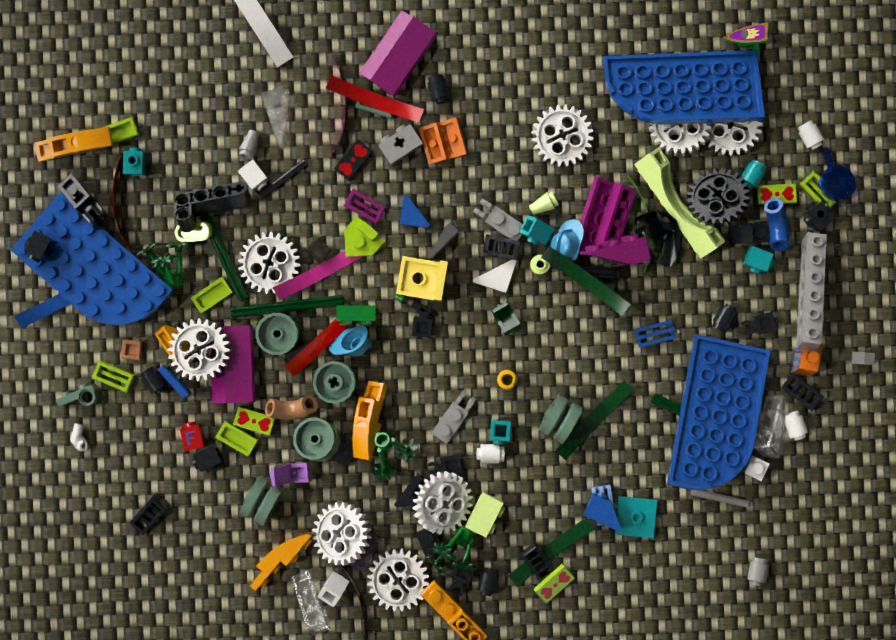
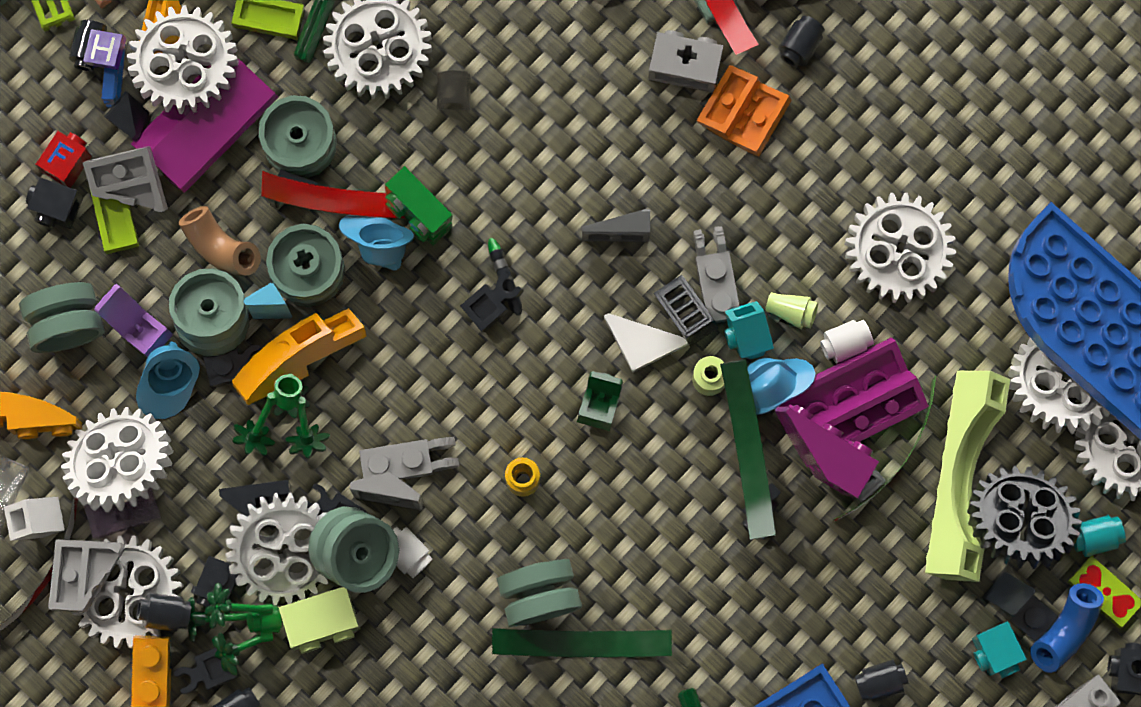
camera: 40 degrees right, 10 degrees down
(163, 377) = (104, 49): none -> tile
(200, 393) = (128, 116): none -> black slope
(227, 419) = (127, 178): none -> light grey wing
(253, 421) = (161, 227): lime tile -> none
(287, 306) = (342, 116): dark green axle -> none
(313, 275) = (423, 115): dark pink sticker -> none
(327, 482) = (167, 381): none -> dark azure piece
(336, 411) = (267, 304): none -> medium azure slope
(353, 160) = (608, 25): black tile -> none
(361, 239) = (519, 128): lime plate -> none
(374, 591) = (80, 572): none -> light grey wing
(379, 214) = (572, 120): magenta tile -> none
(411, 216) = (610, 158): blue slope -> none
(423, 574) = (164, 612): none -> black brick
(433, 282) = (560, 262): light yellow bracket -> none
(459, 438) = (386, 489): none -> light grey slope
(472, 476) = (354, 549): none -> sand green wheel
(500, 431) = (447, 533): teal brick -> none
(578, 195) = (846, 341): none -> white brick
(602, 272) = (780, 467): black axle -> none
(660, 235) = (900, 488): black piece -> none
(670, 329) = (797, 627): blue tile -> none

